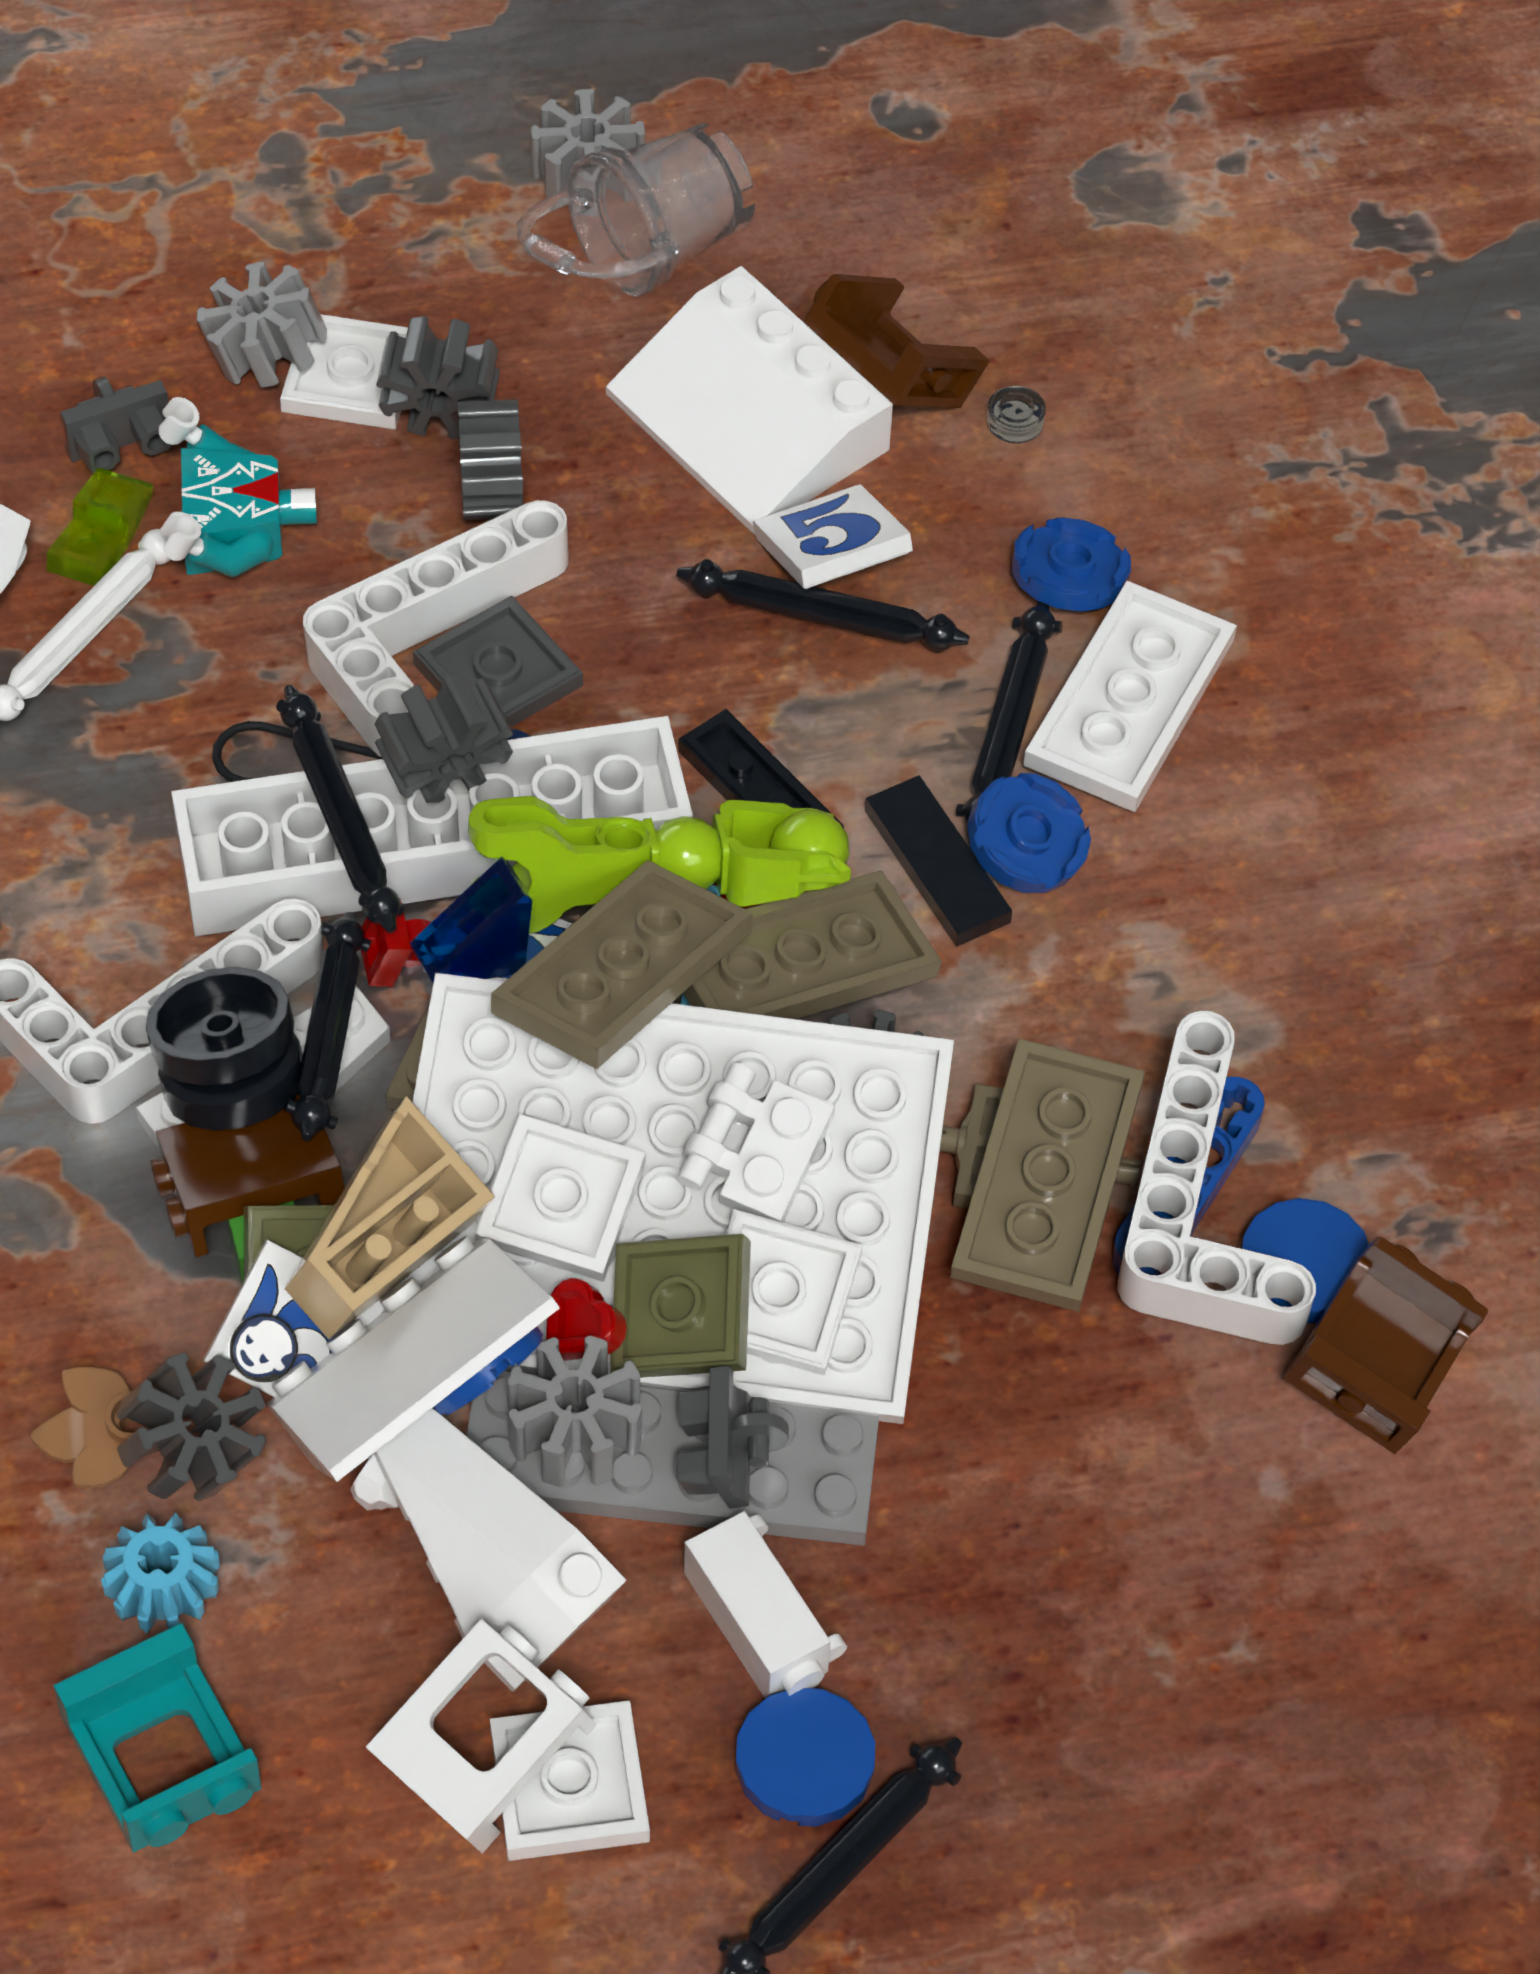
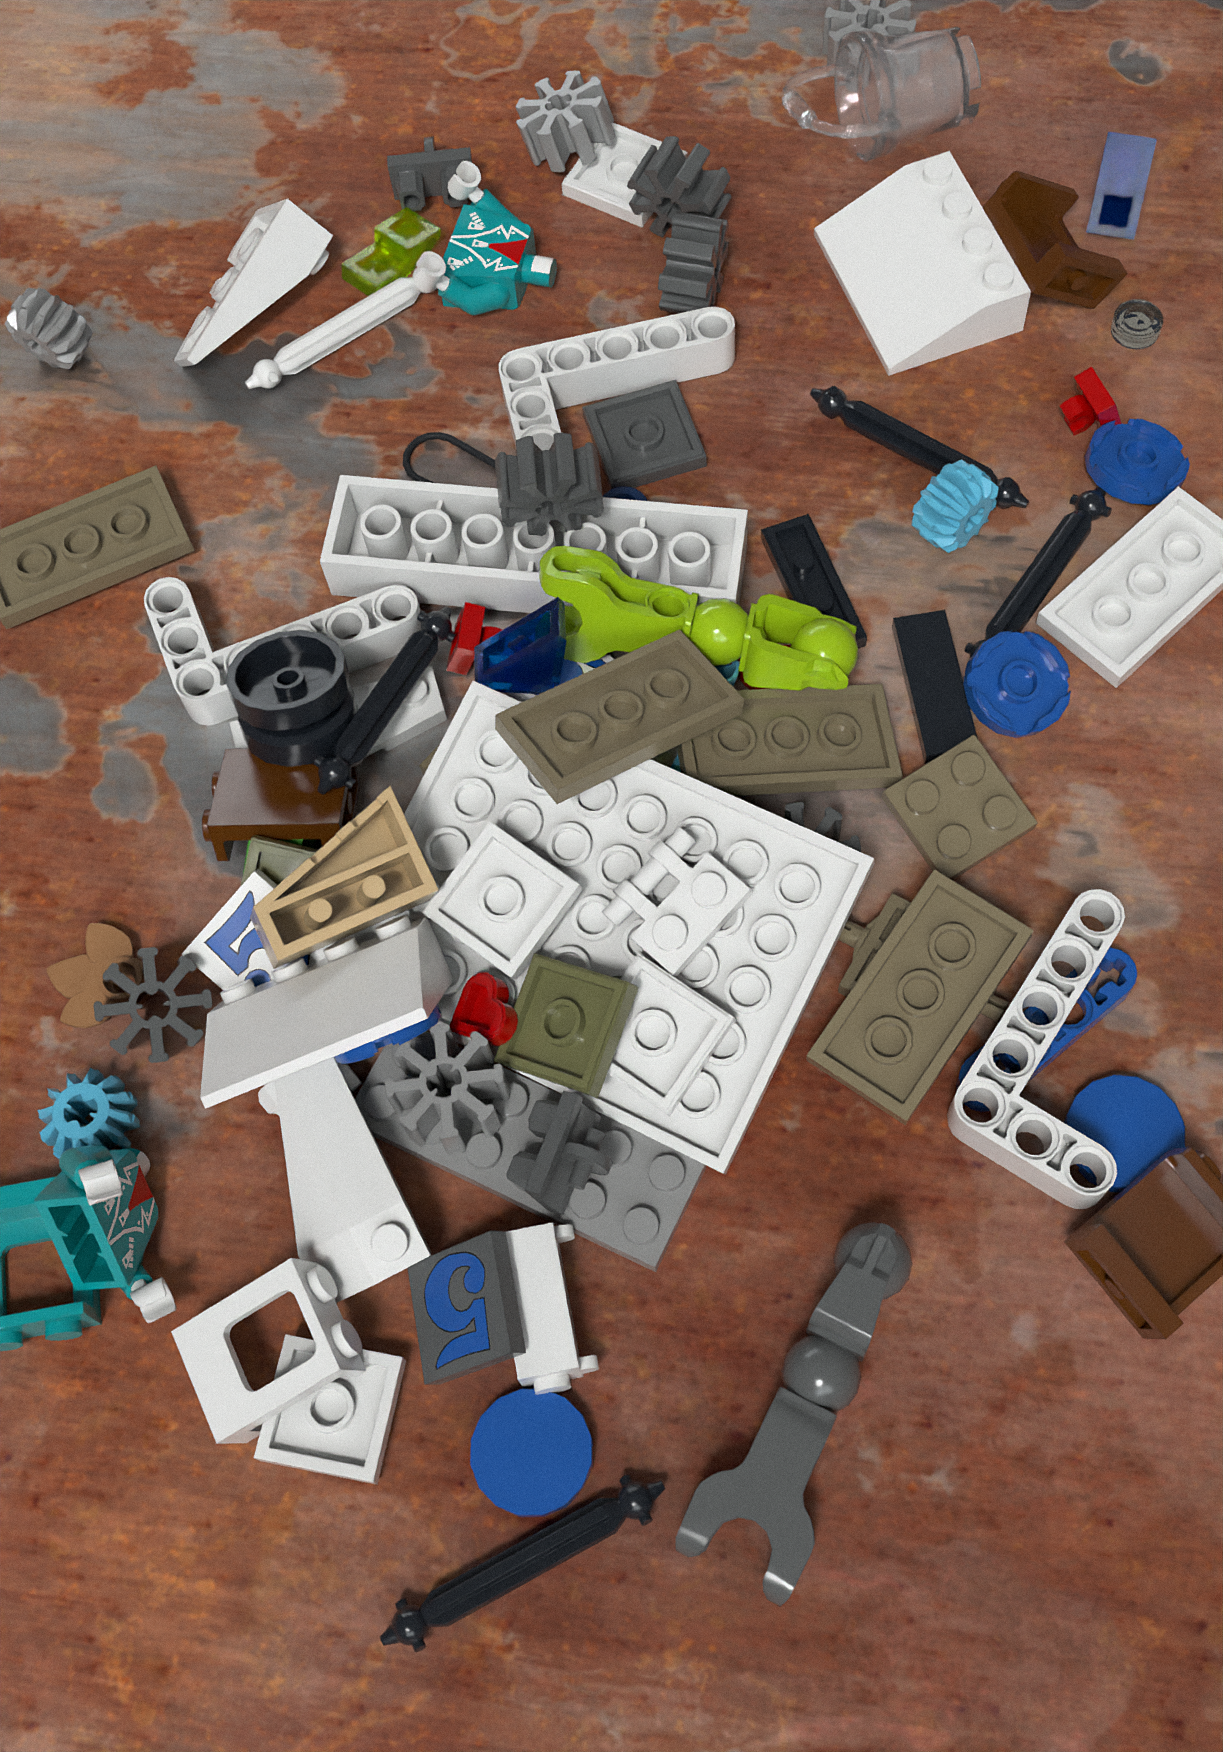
camera: 30 degrees right, 10 degrees up
(243, 1662) = (102, 1222): none -> teal torso
(262, 1348) = (225, 958): tile -> none
(340, 808) = (456, 523): black wheel -> none
(681, 1628) = (466, 1308): none -> dark grey tile
(833, 536) = (946, 391): white tile -> none
(892, 659) = (954, 505): none -> medium azure gear
(945, 263) = (1121, 185): none -> clear blue slope
(1000, 514) = (1091, 404): none -> red tile
(1013, 979) = (959, 809): none -> dark tan plate
(1084, 1582) = (818, 1380): none -> dark grey piece

